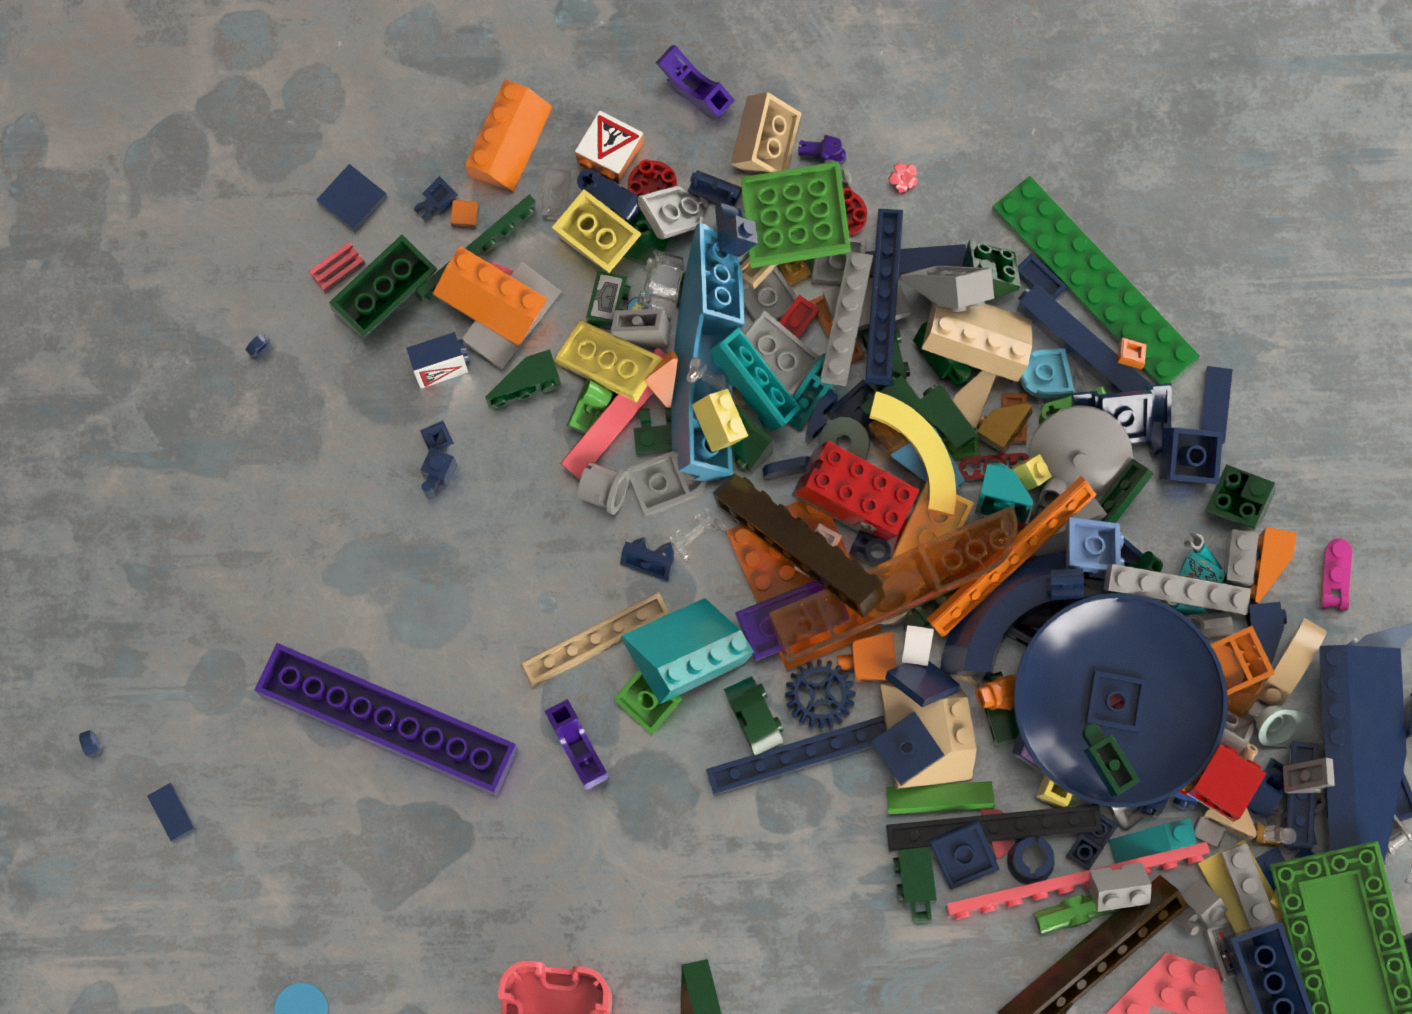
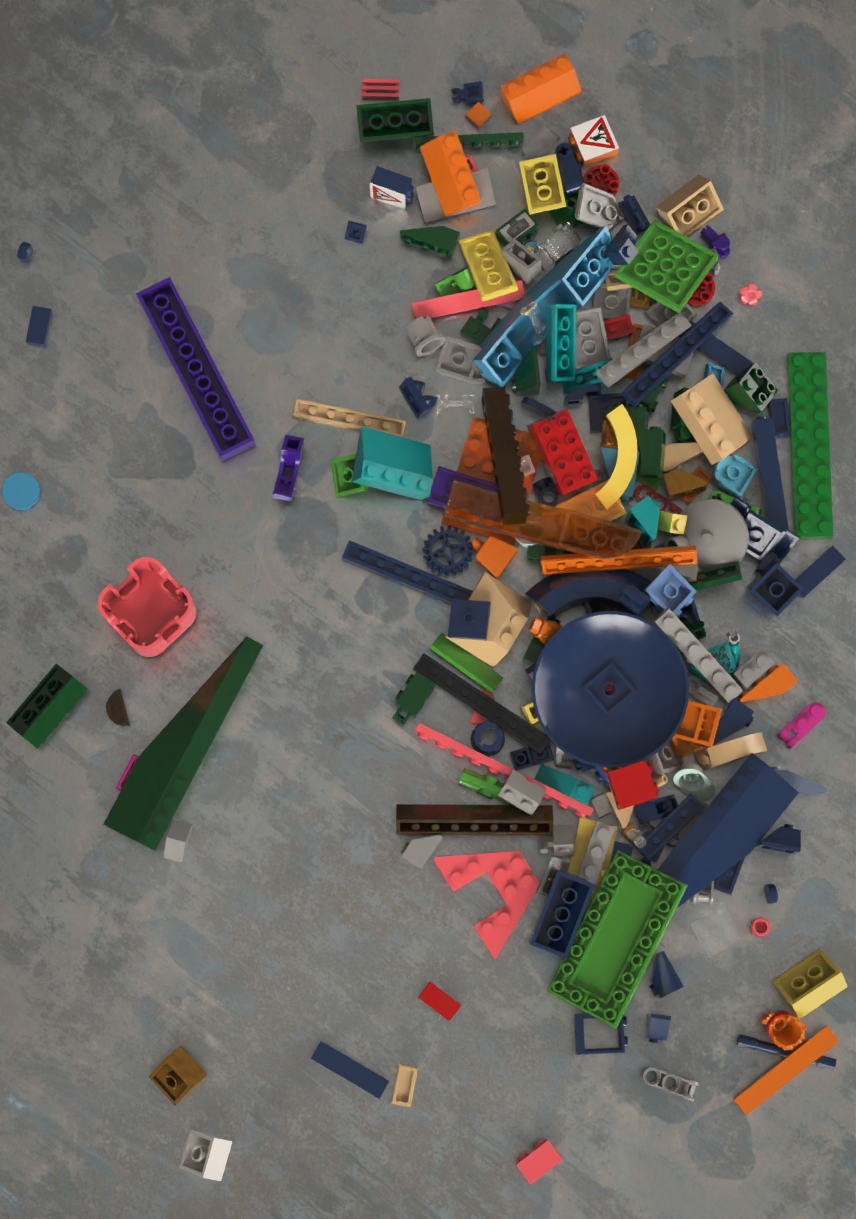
camera: 35 degrees right, 5 degrees up
(257, 345) = (298, 98): dark blue tile -> none
(351, 197) = (422, 54): dark blue tile -> none
(437, 469) = (340, 251): dark blue brick -> none
(662, 378) = (508, 299): slope -> none
(693, 85) = (673, 141): dark purple arch -> none
(719, 420) = (519, 349): light yellow brick -> none
(754, 716) = (400, 532): dark green brick -> none
(853, 429) = (594, 419): sand green tile -> none
(917, 645) = (524, 567): white slope -> none
(922, 682) = (509, 589): dark blue tile -> none
(953, 285) = (719, 379): light grey slope -> none
(964, 854) = (452, 704): dark blue tile -> none
(1108, 760) = (572, 715): dark green brick -> none
(1131, 353) = (792, 502): orange tile -> none
(1241, 497) = (784, 635): dark green slope -> none
(1309, 776) = (680, 819): light grey slope -> none

